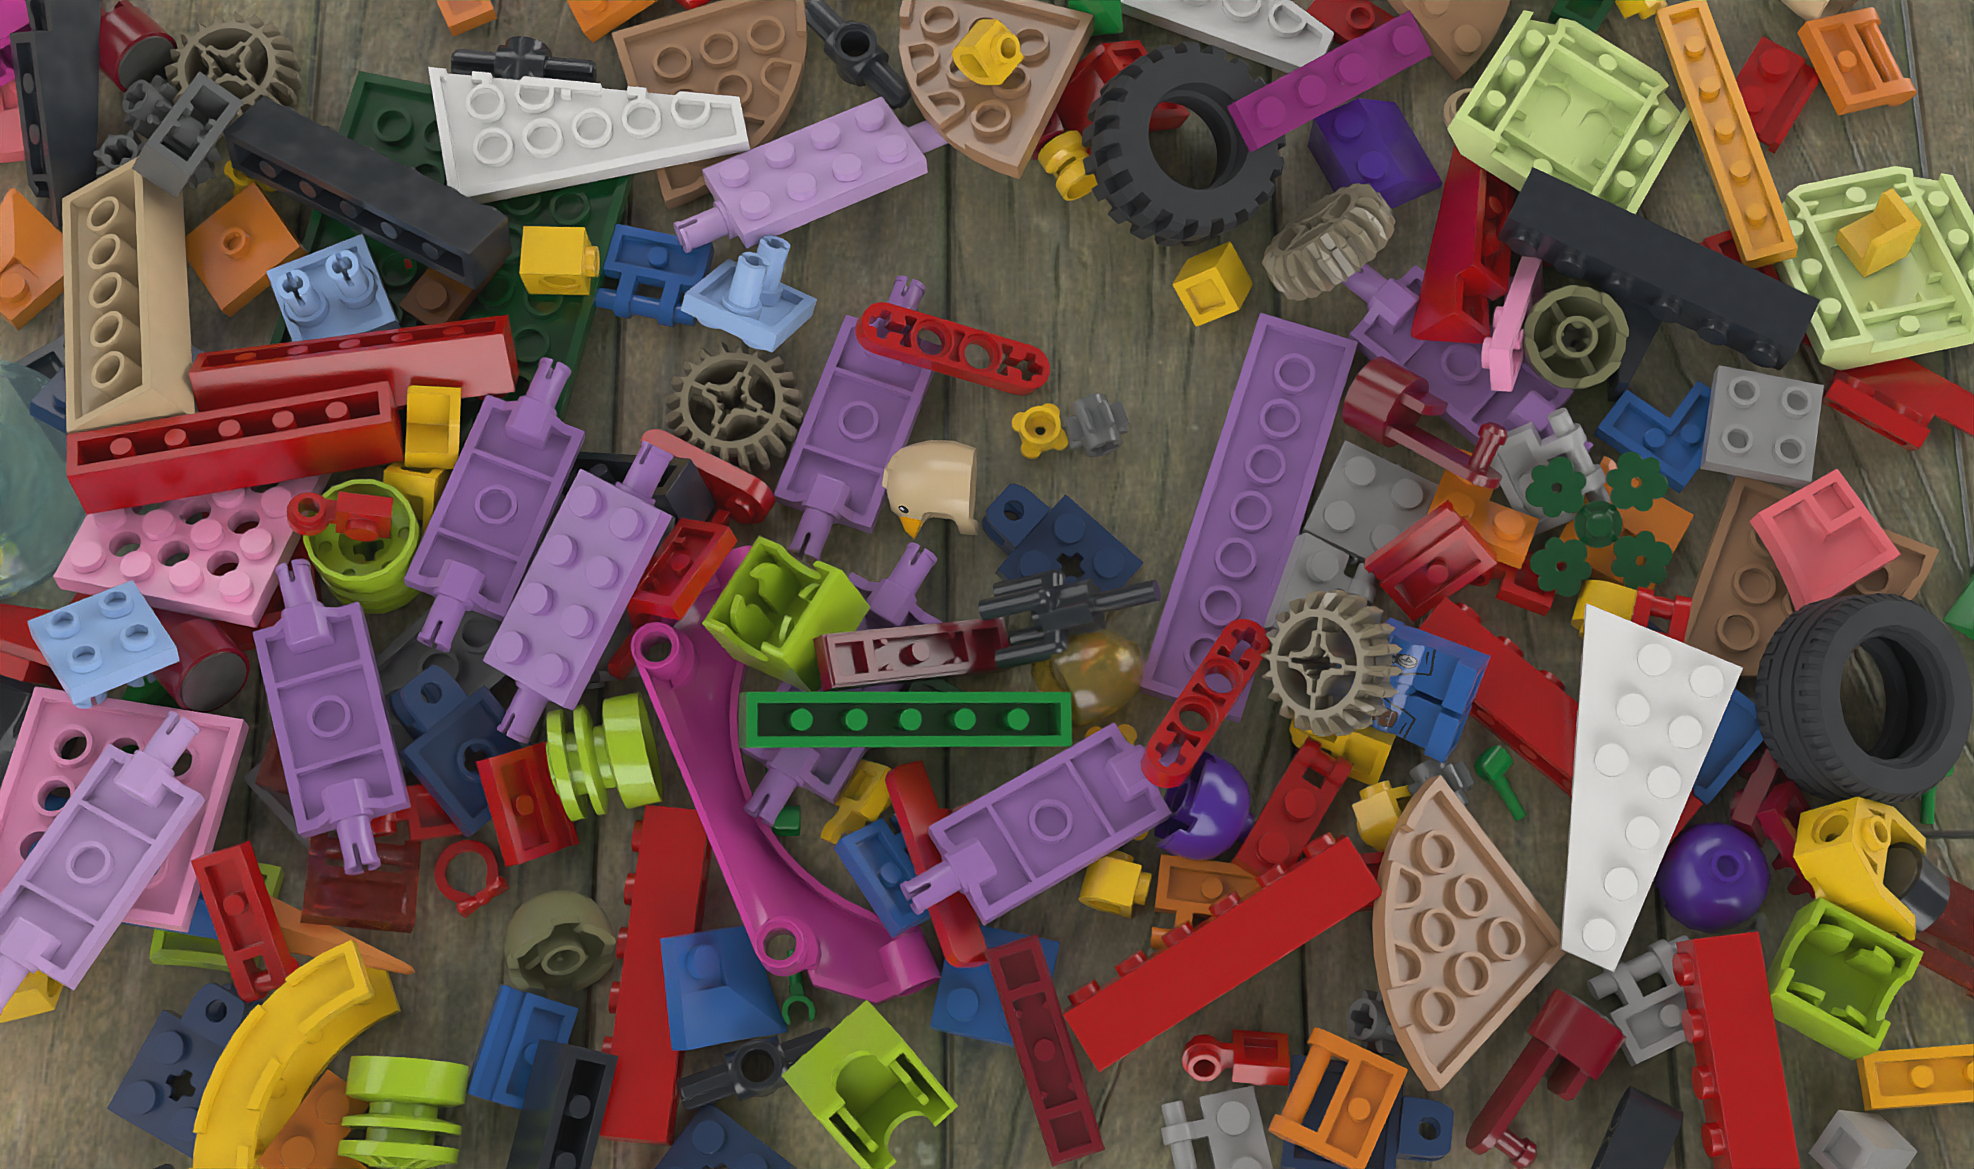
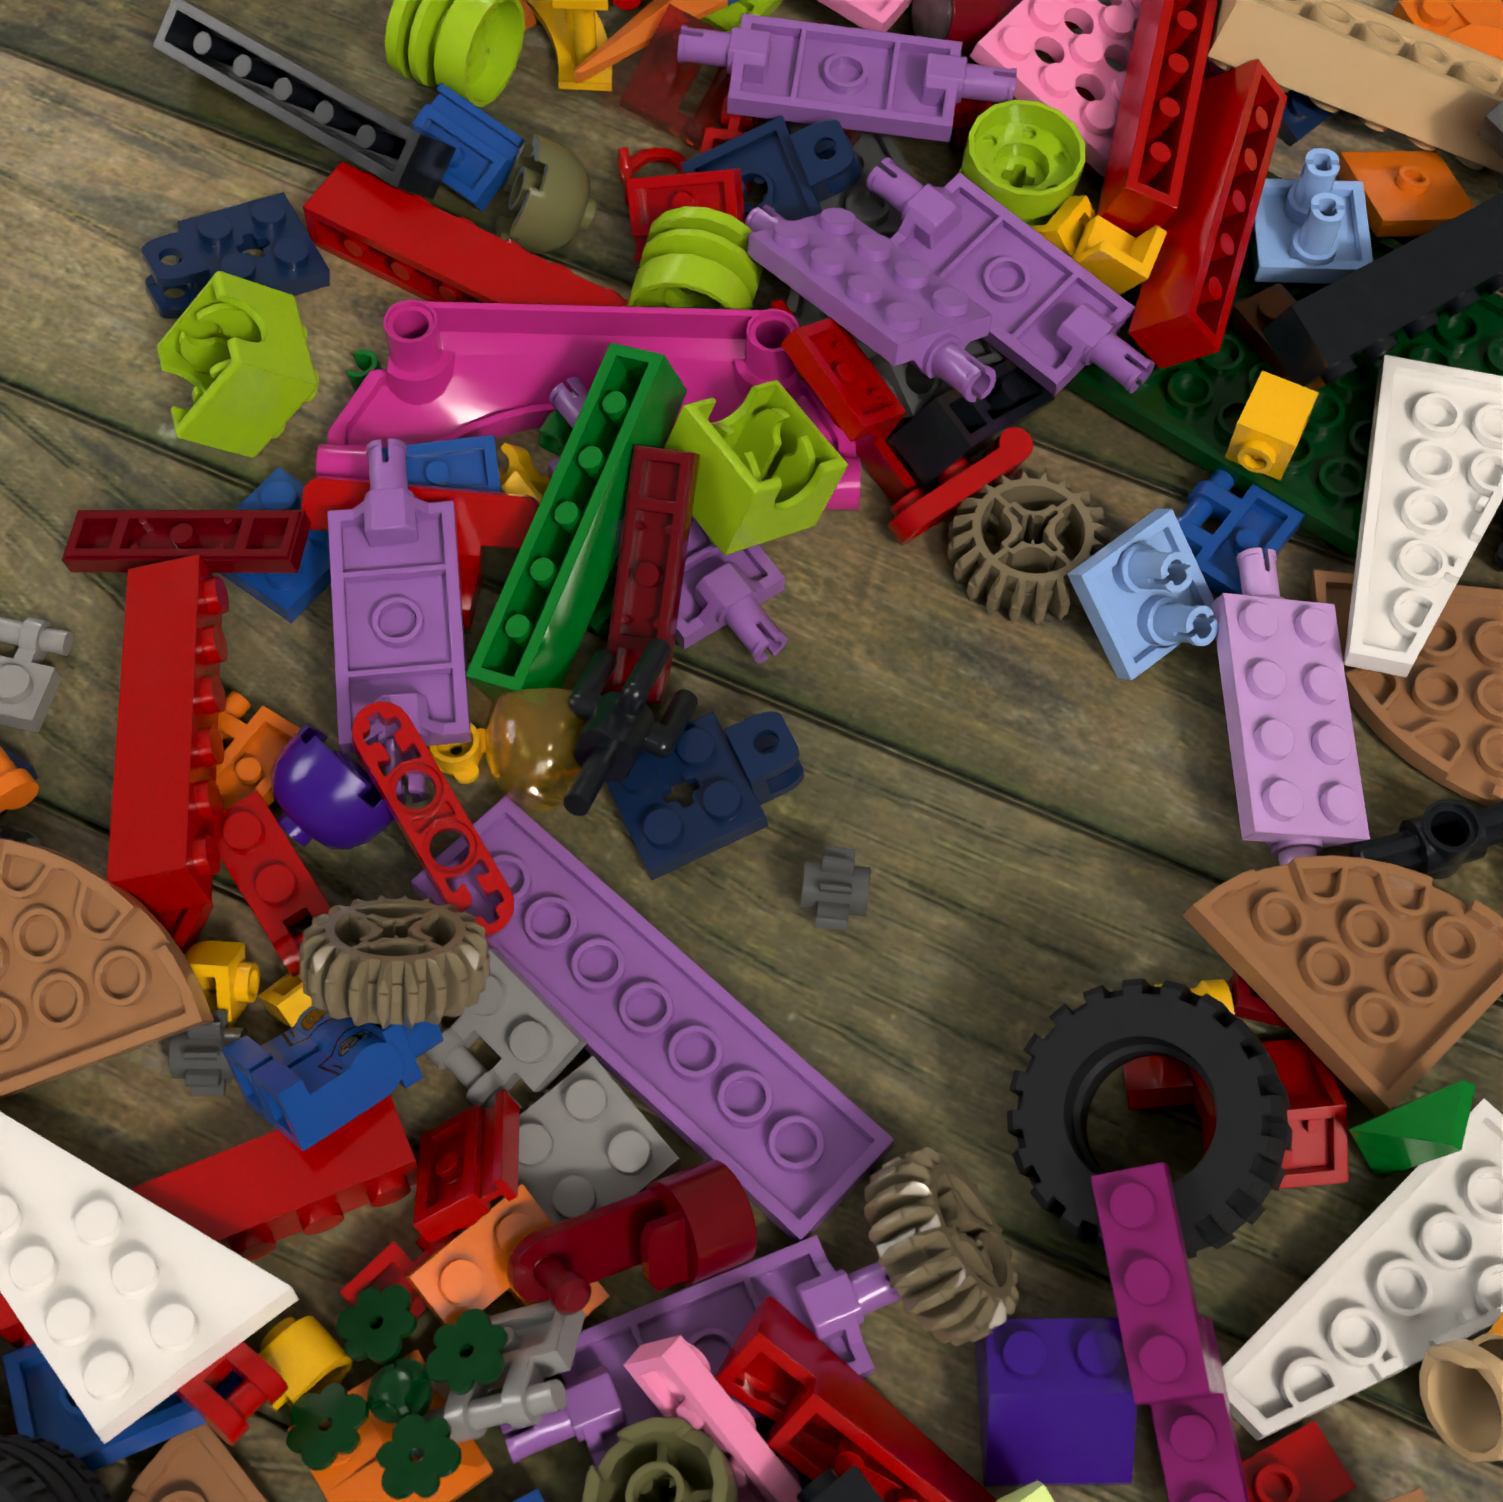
camera: 110 degrees right, 10 degrees down
(354, 514) = (1038, 146): red plate -> none
(717, 989) = (413, 270): blue plate -> none
(728, 1077) = (335, 294): black axle -> none
(851, 432) = (958, 658): medium lavender plate -> none
(932, 482) = (850, 685): tan piece -> none
(954, 340) = (1004, 773): red beam -> none
(988, 52) = (1370, 941): yellow plate -> none
(1040, 416) = (869, 822): yellow plate -> none
(1115, 884) = (305, 682): yellow plate -> none
(1213, 284) = (960, 1107): yellow panel -> none
(1251, 1055) = (54, 731): red plate -> none
(1490, 768) = (199, 1132): green hand -> none

